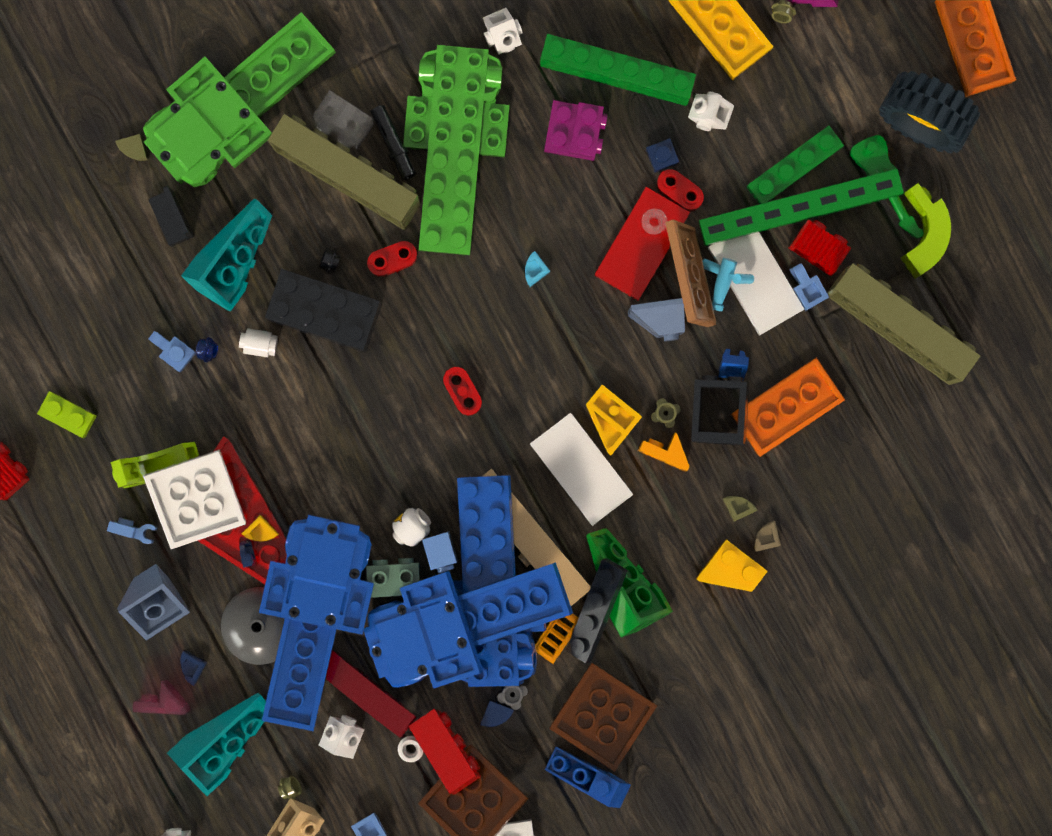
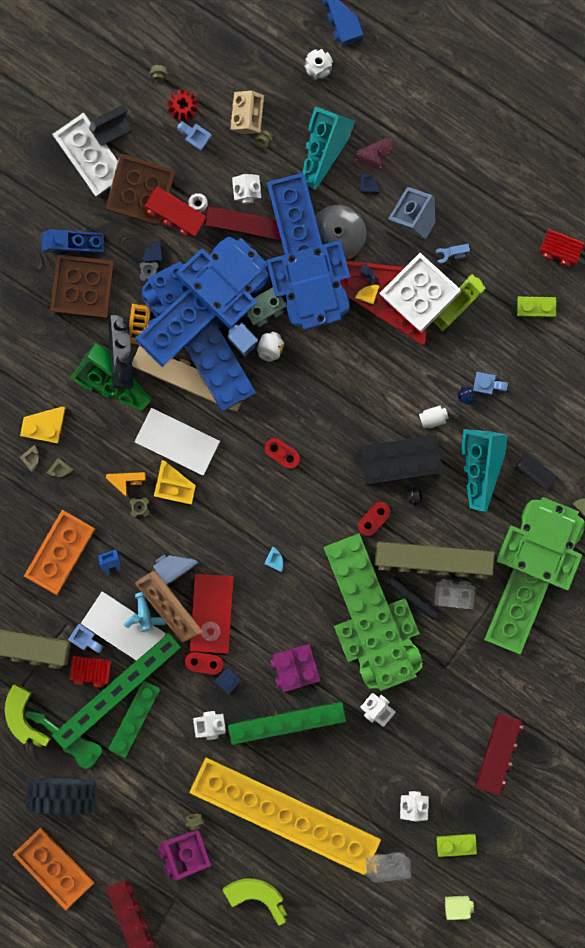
camera: 160 degrees right, 0 degrees up
(714, 437) = (99, 505): black window -> none

